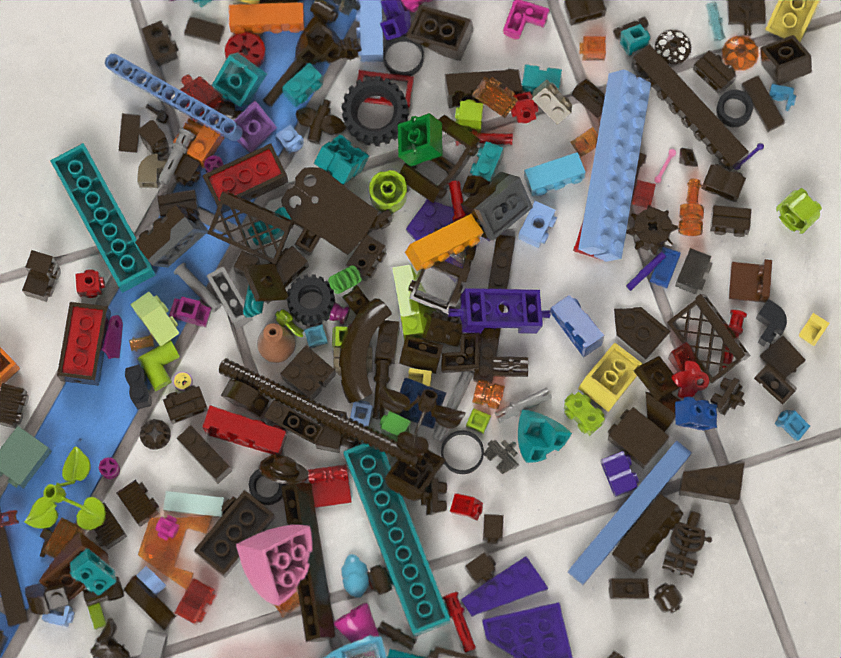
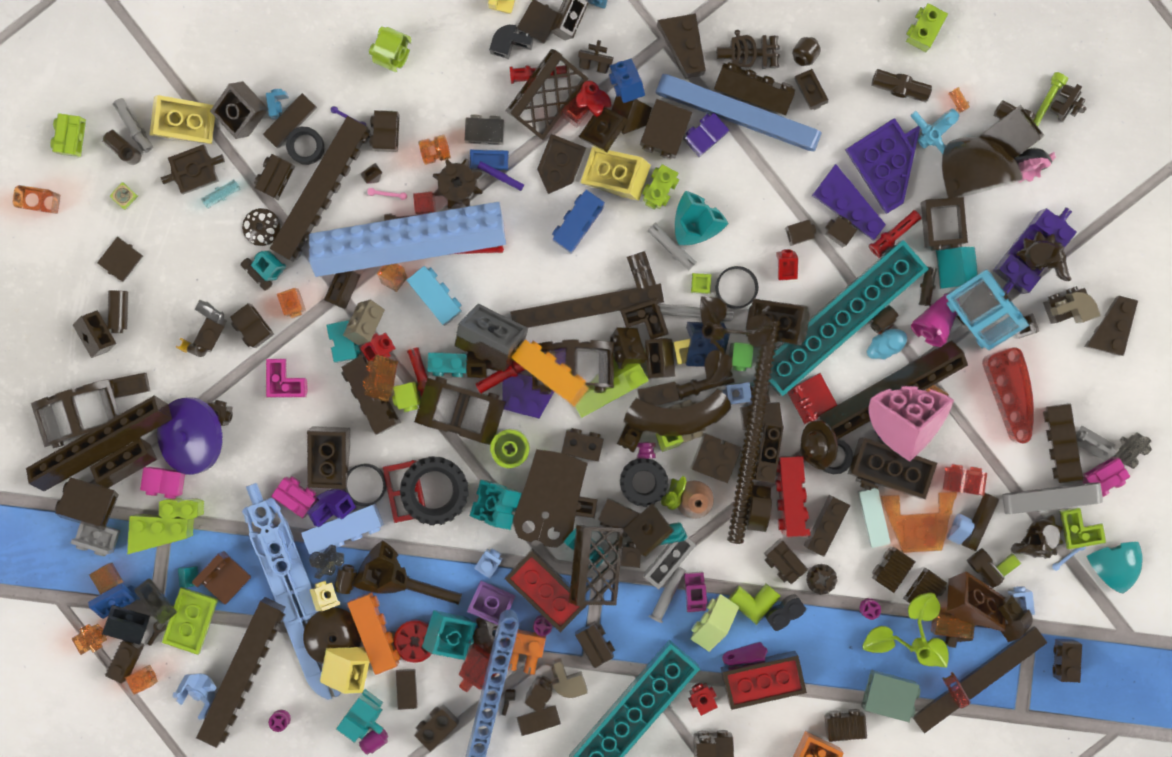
camera: 110 degrees left, 15 degrees up
(92, 572) = (980, 584): teal brick -> none
(141, 342) = (741, 627): clear orange pin -> none
(167, 527) = (911, 532): dark pink gear -> none
(171, 236) = (632, 638): piece -> none
(178, 150) = (550, 666): light grey pin -> none
(182, 380) = (762, 573): light yellow tile -> none
(187, 171) = (558, 649): dark brown brick -> none
(302, 85) = (430, 570): teal brick -> none
(315, 336) = (674, 465): medium azure tile -> none
(319, 121) = (461, 541): dark brown plant -> none
(345, 279) = (615, 456): bright green gear -> none
(349, 48) = (379, 539): dark brown gear -> none
(381, 221) = (540, 443): dark brown plate -> none
(420, 139) = (452, 434): green brick -> none
(430, 497) = (796, 296): dark brown hips -> none
(481, 310) = (598, 316): dark purple brick -> none
(488, 394) = (674, 281): clear orange wheel -> none
(496, 449) = (724, 248): clear smoke hips -> none
(533, 235) = (502, 298): light blue brick -> none
(693, 190) = (403, 158): clear orange pin -> none
(730, 220) = (421, 112): dark brown brick -> none
(738, 60) = (252, 164): clear orange dish -> none
(750, 281) = (475, 73): reddish brown bracket -> none

